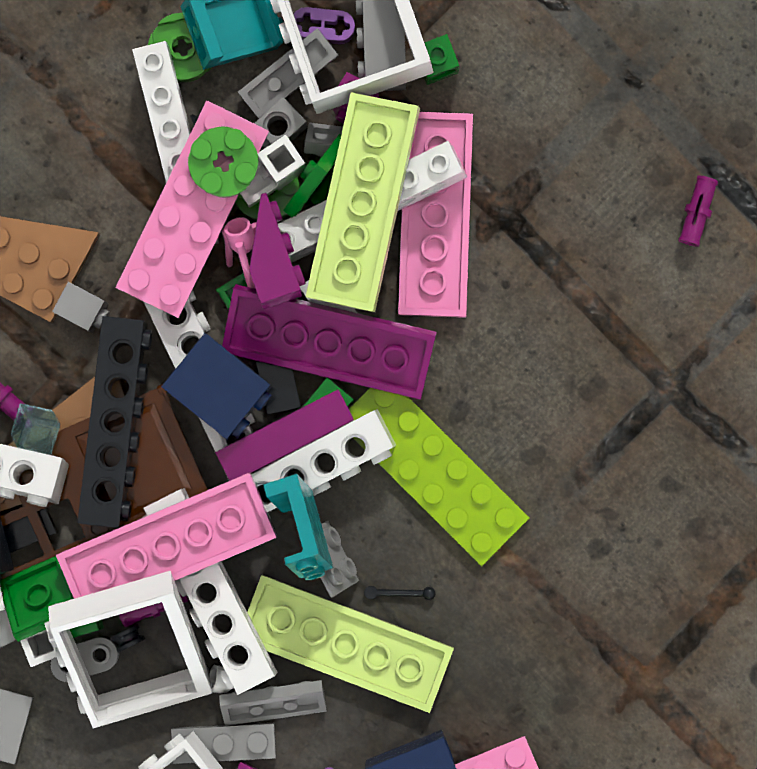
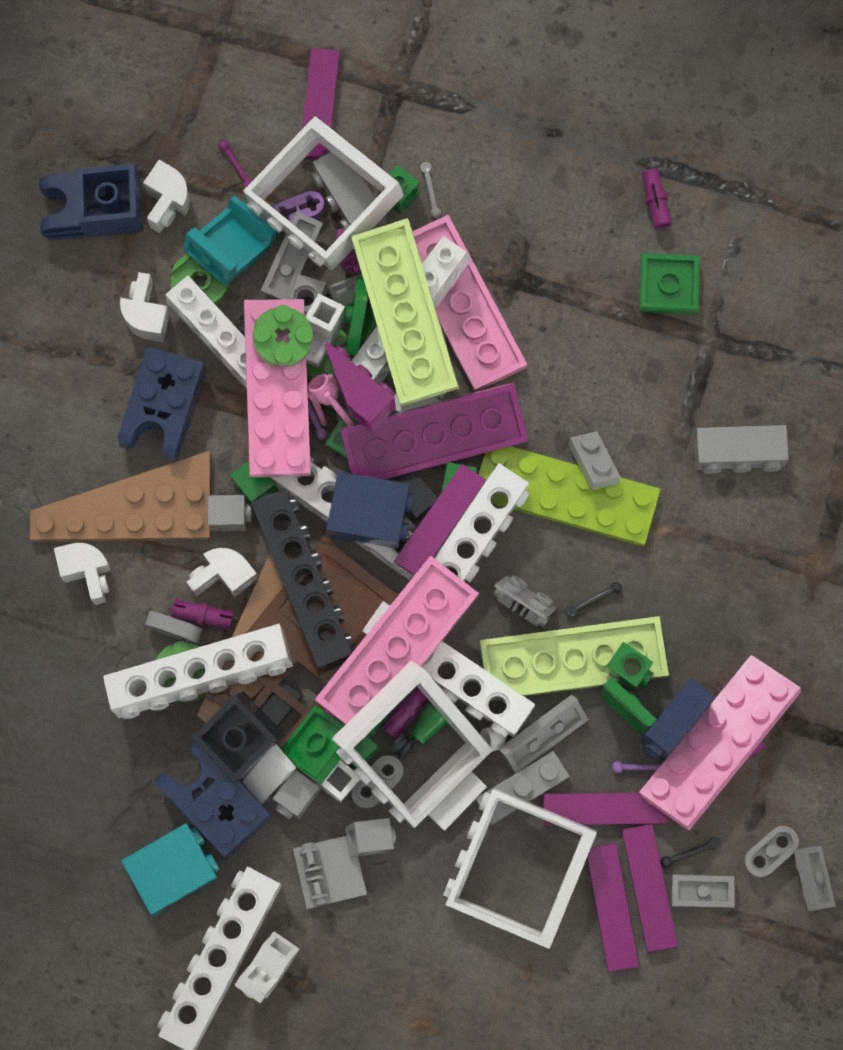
camera: 35 degrees left, 10 degrees down
(35, 429) = (242, 619): clear light blue panel -> none
(45, 713) = (370, 837): none -> light grey brick
(52, 363) = (223, 565): none -> white brick
(75, 168) = (160, 408): none -> dark blue brick
(101, 49) = (142, 317): none -> white brick
(118, 301) = (252, 487): none -> green brick
(153, 722) = (457, 801): none -> white tile
(162, 632) = (428, 723): none -> green cone
(220, 273) = (320, 432): none -> medium lavender hinge
(296, 496) = (473, 555): teal panel -> none
(370, 725) = (627, 706): none -> green plate
(385, 673) = (625, 654): none -> green brick
(477, 454) = (594, 460): none -> light grey plate
(479, 50) = (425, 169): none -> light grey hinge
(634, 522) = (741, 448): none -> light grey brick
(660, 308) = (669, 283): none -> green plate

